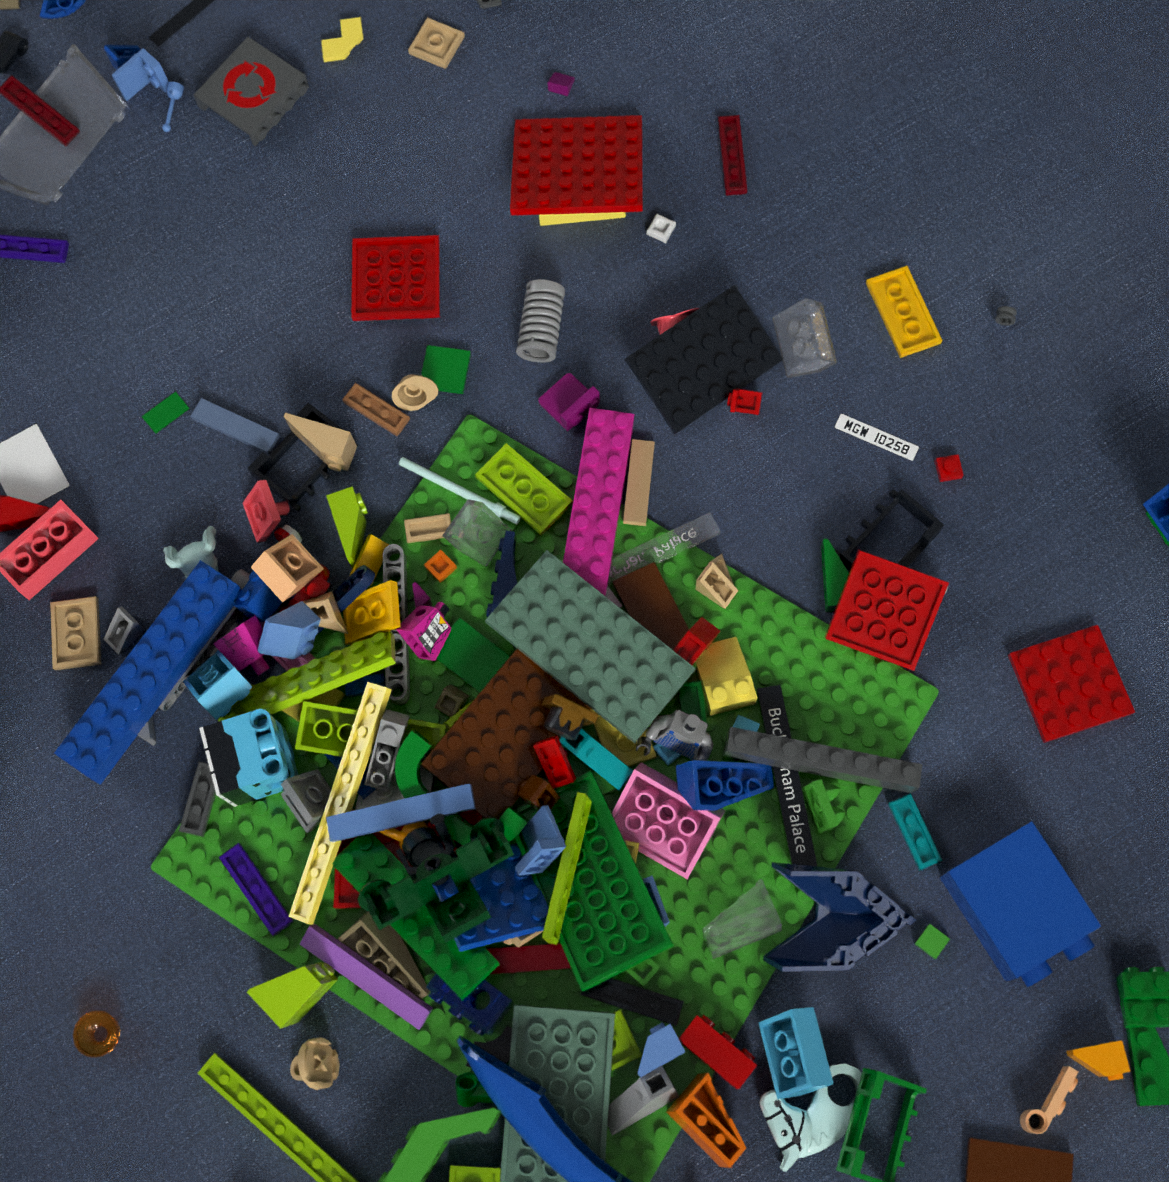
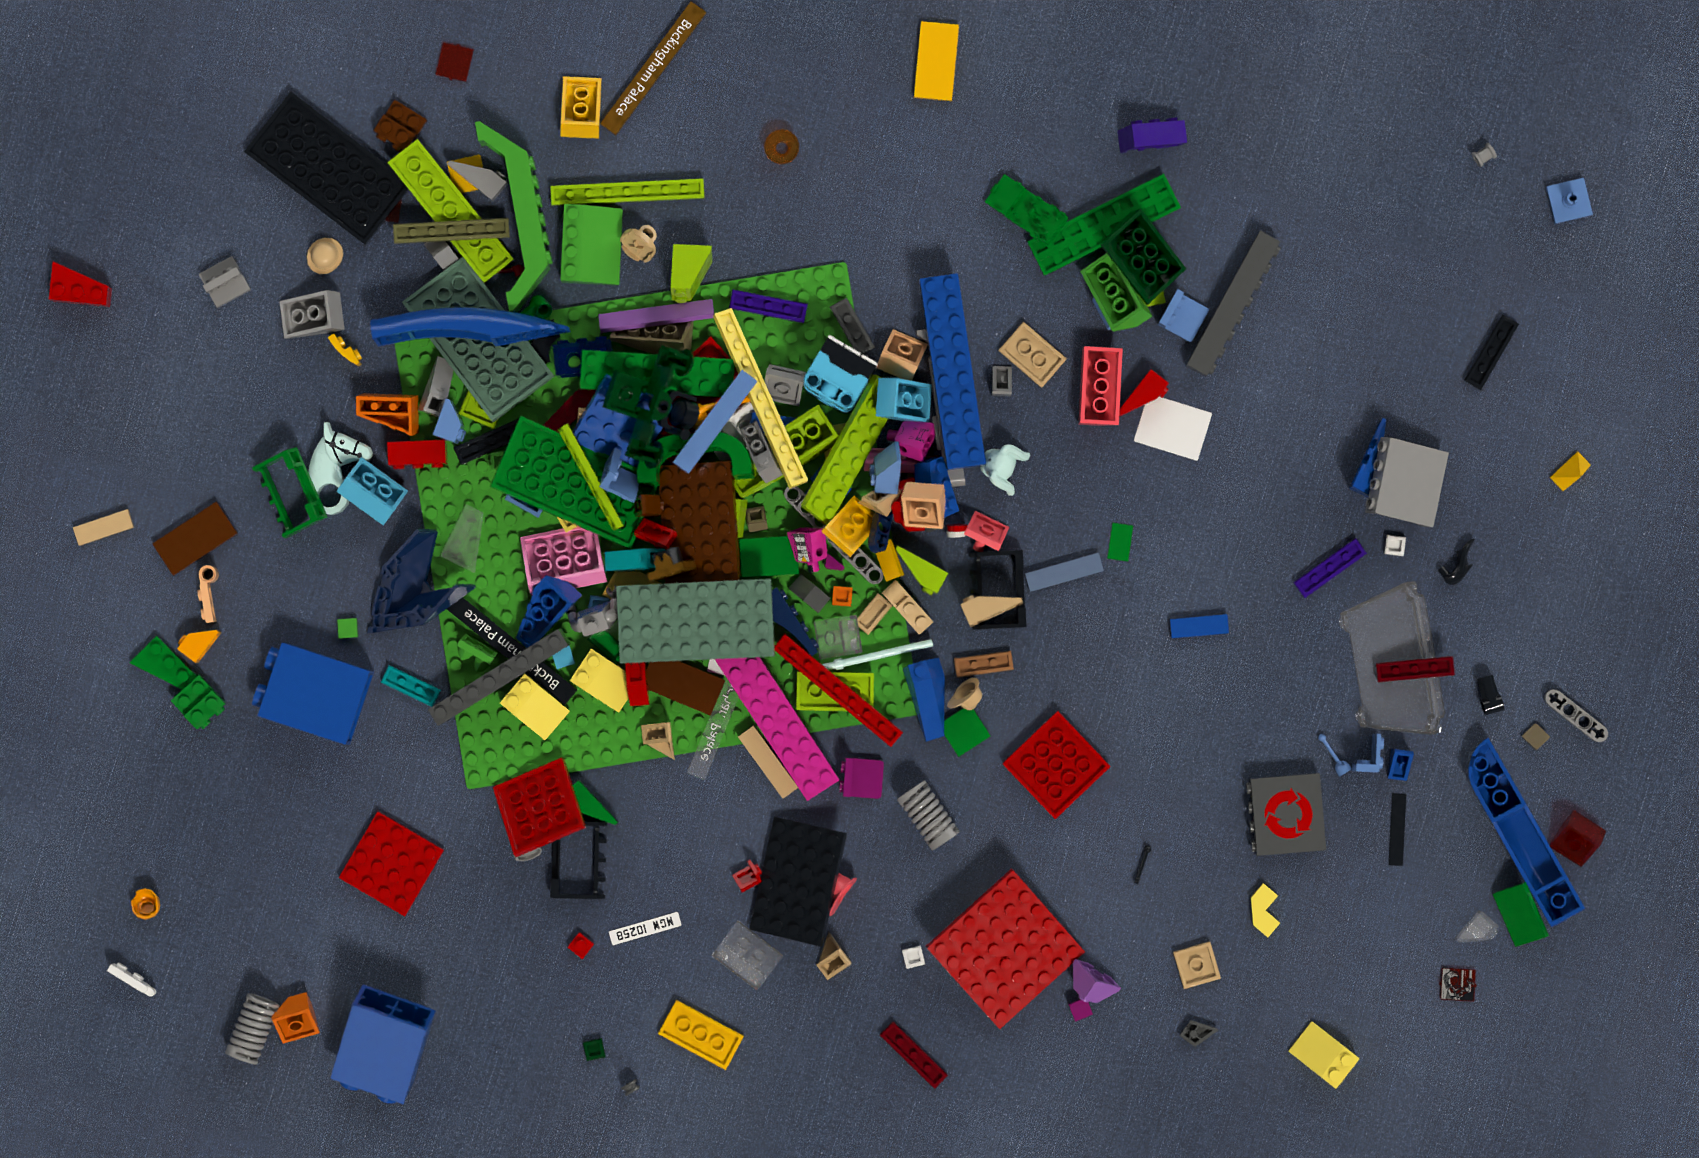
camera: 130 degrees right, 15 degrees up
(171, 290) = (1199, 626): none -> blue tile
(180, 731) = (901, 355): none -> light nougat slope
(363, 1109) = (591, 245): none -> bright green slope
(393, 508) = (907, 607): none -> tan plate
(418, 141) = (1147, 849): none -> black hinge
(444, 425) = (927, 691): none -> blue wedge
(456, 1150) = (517, 269): none -> dark red hand
(466, 594) = (809, 593): none -> dark grey slope
(519, 483) = (837, 690): none -> red tile
(531, 87) = (1092, 984): none -> medium lavender slope
(732, 273) = (832, 958): none -> tan slope
(811, 707) = (534, 706): none -> light yellow slope
(1011, 373) = (594, 1049): none -> dark green tile

